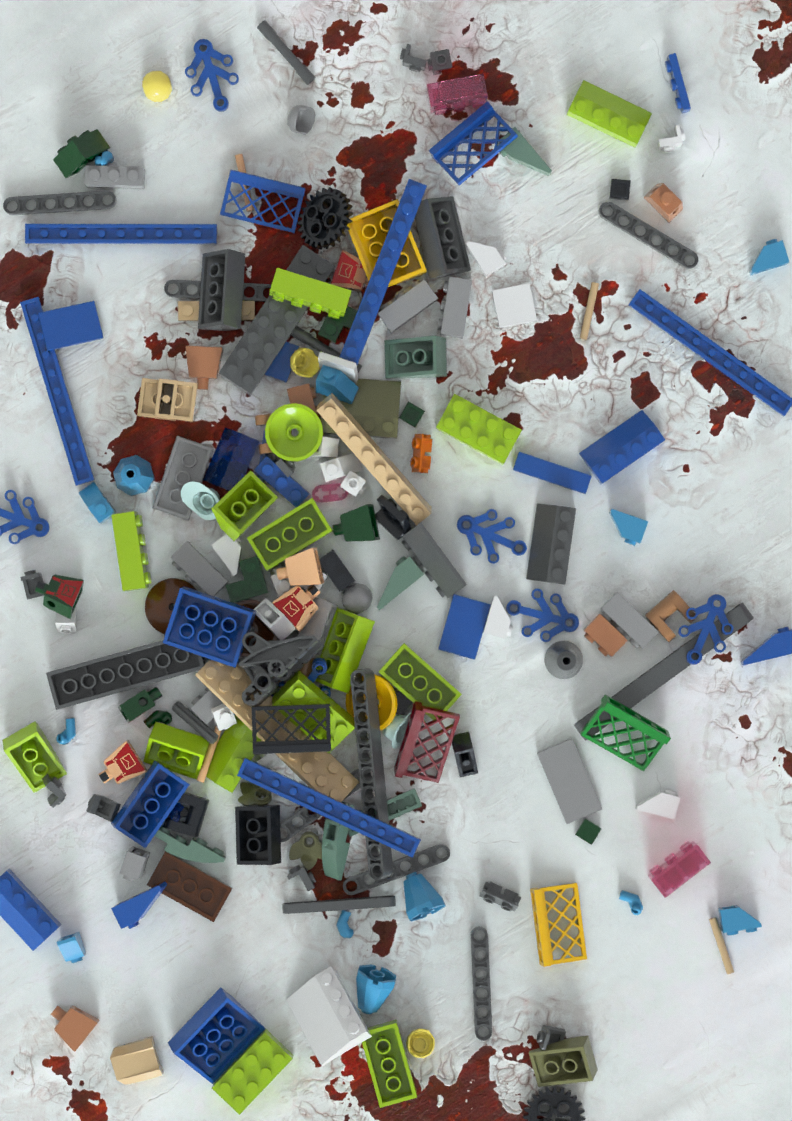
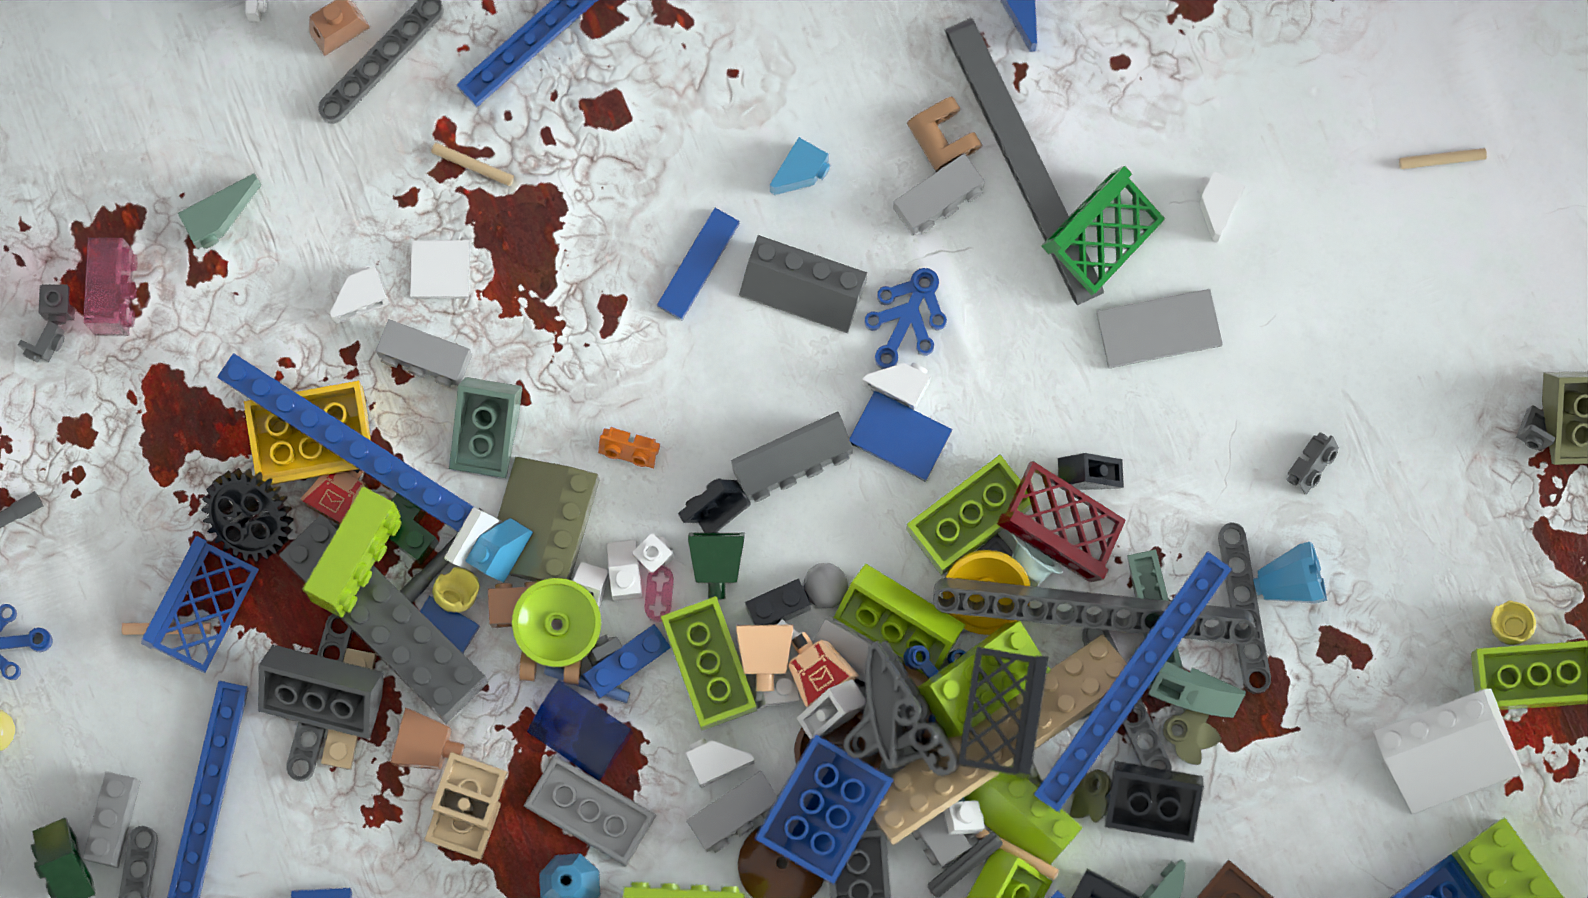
camera: 75 degrees left, 10 degrees down
(103, 160) = (81, 828): dark azure arm -> none
(200, 499) = (629, 785): light aqua piece -> none
(243, 505) = (651, 722): lime slope -> none
(253, 583) = (767, 732): dark green brick -> none
(301, 119) = (91, 523): light grey hair -> none
(307, 878) = (1233, 742): dark grey bracket -> none
(338, 904) = (1282, 704): dark grey beam -> none
(342, 925) = (1316, 704): dark azure arm -> none
(373, 987) = (1417, 675): dark azure cone -> none
(374, 459) = (621, 512): tan brick -> none
(402, 577) = (810, 513): sand green slope -> none
(407, 305) = (404, 422): light grey brick -> none
(411, 414) = (568, 449): dark green tile -> none
(441, 237) = (317, 353): dark grey slope -> none
(462, 133) = (166, 287): blue fence -> none
(478, 429) = (611, 355): lime brick -> none
(481, 983) = (1437, 520): dark grey beam -> none
(488, 534) = (770, 373): blue plant -> none
(542, 927) = (1364, 409): yellow fence -> none
(555, 656) = (978, 301): dark grey cone -> none
(588, 831) = (1239, 316): dark green tile -> none
(604, 635) = (954, 234): nougat brick -> none
(609, 113) = (192, 79): lime slope -> none
(620, 189) = (305, 86): black tile -> none
(622, 446) = (682, 155): blue slope -> none
(633, 900) = (1355, 270): dark azure arm -> none
(678, 868) = (1318, 193): clear pink brick -> none
(707, 626) = (970, 82): blue plant -> none
(736, 919) = (1408, 129): dark azure slope -> none

